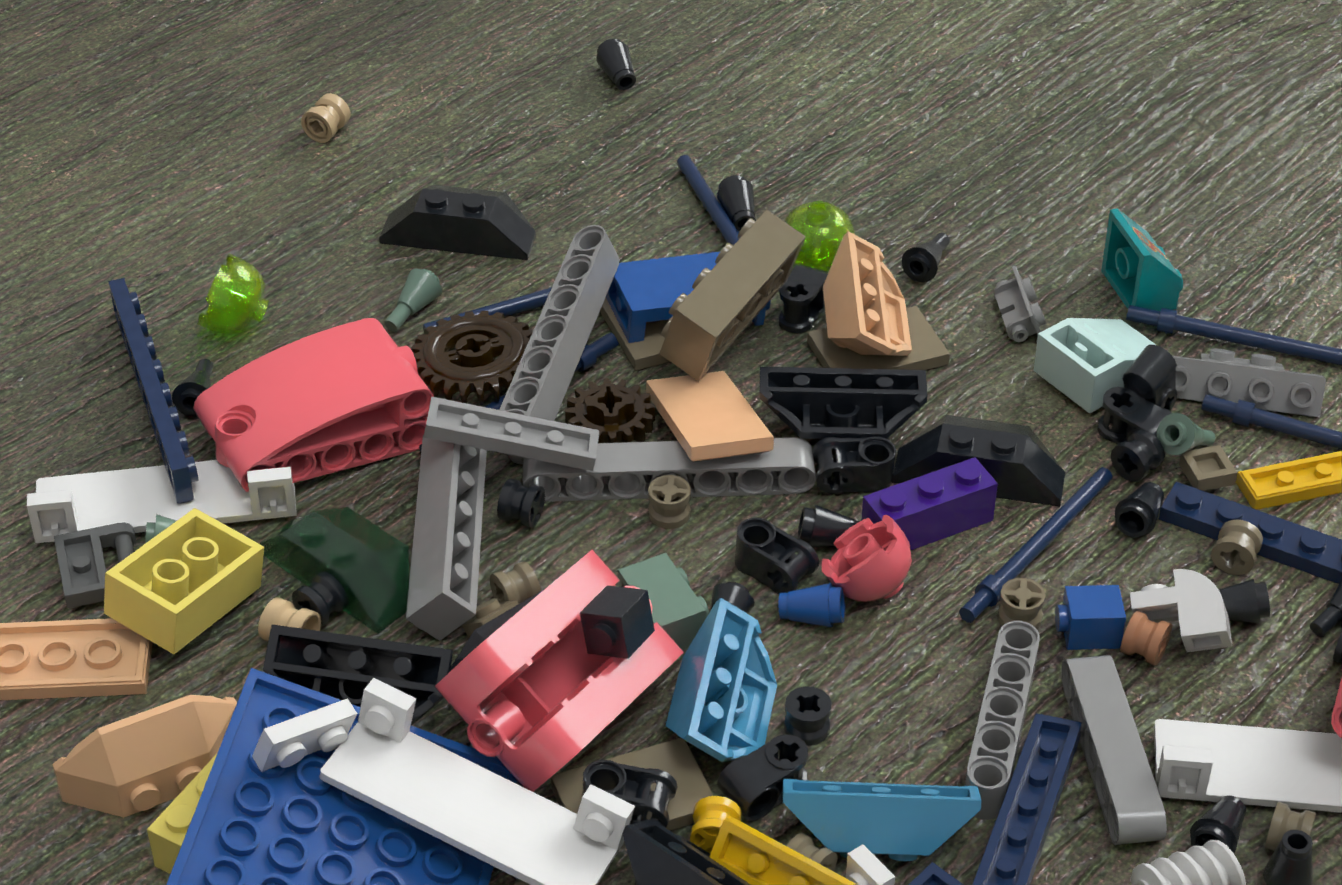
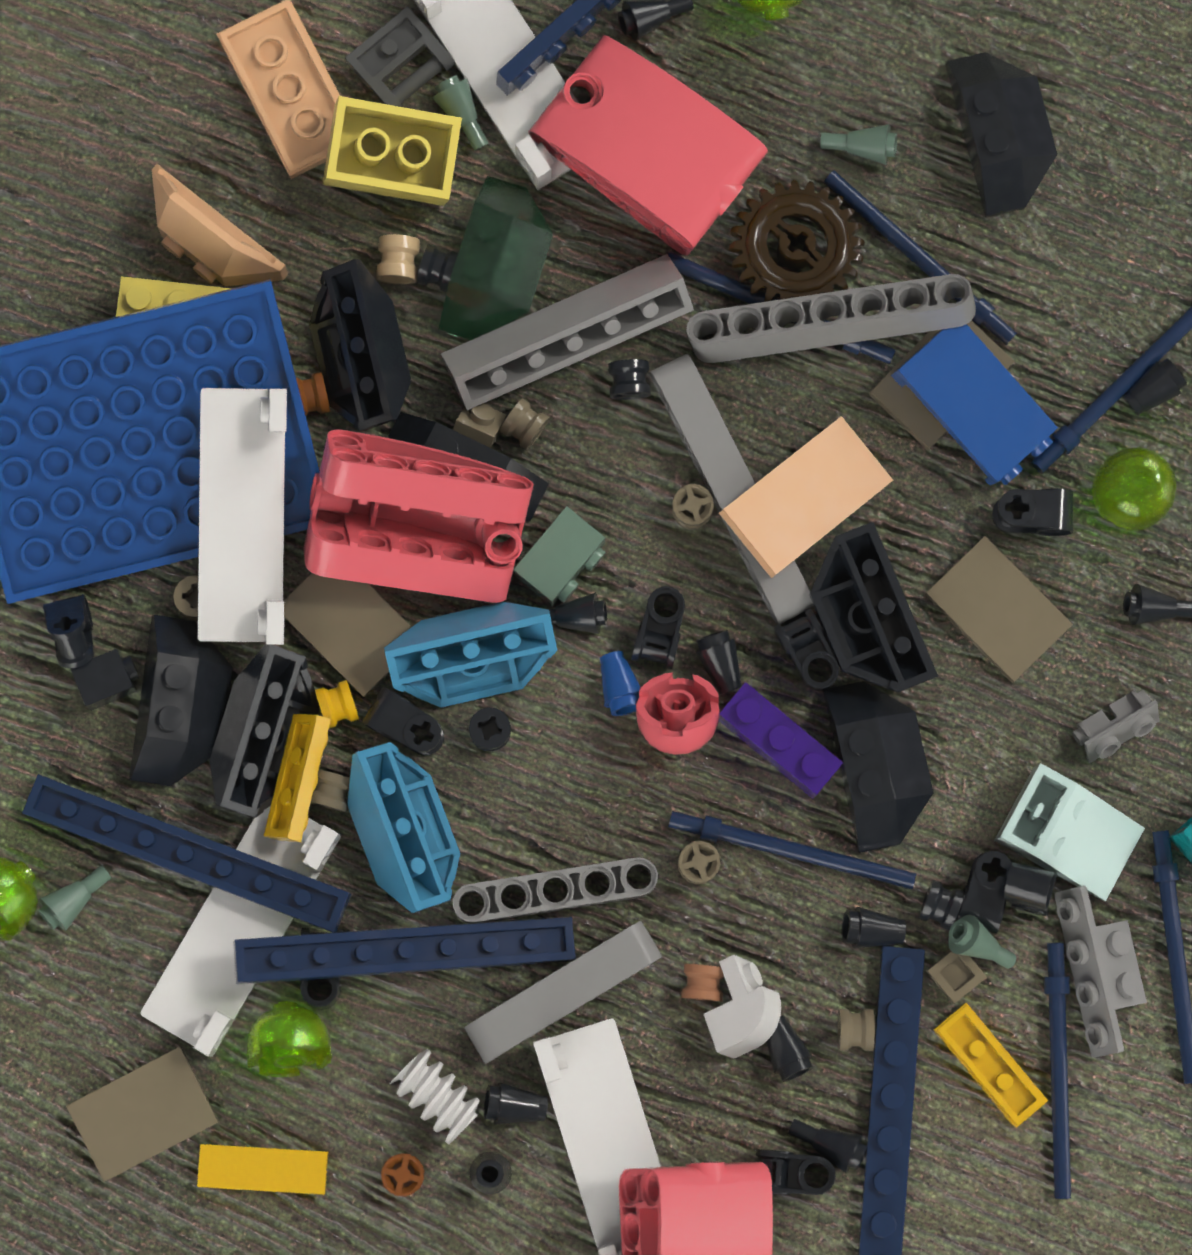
camera: 60 degrees right, 40 degrees up
(293, 739) = (235, 371): white plate -> none
(511, 433) = (668, 343): light grey plate -> none
(614, 410) = (785, 420): dark brown gear -> none
(617, 621) = (457, 546): black brick -> none
(634, 787) = (324, 629): black piece -> none
(730, 294) = (942, 458): dark tan brick -> none
(865, 302) = (1018, 585): light nougat wedge -> none
(1091, 617) = (707, 927): blue brick -> none
(1286, 820) = (533, 1163): dark tan wheel -> none

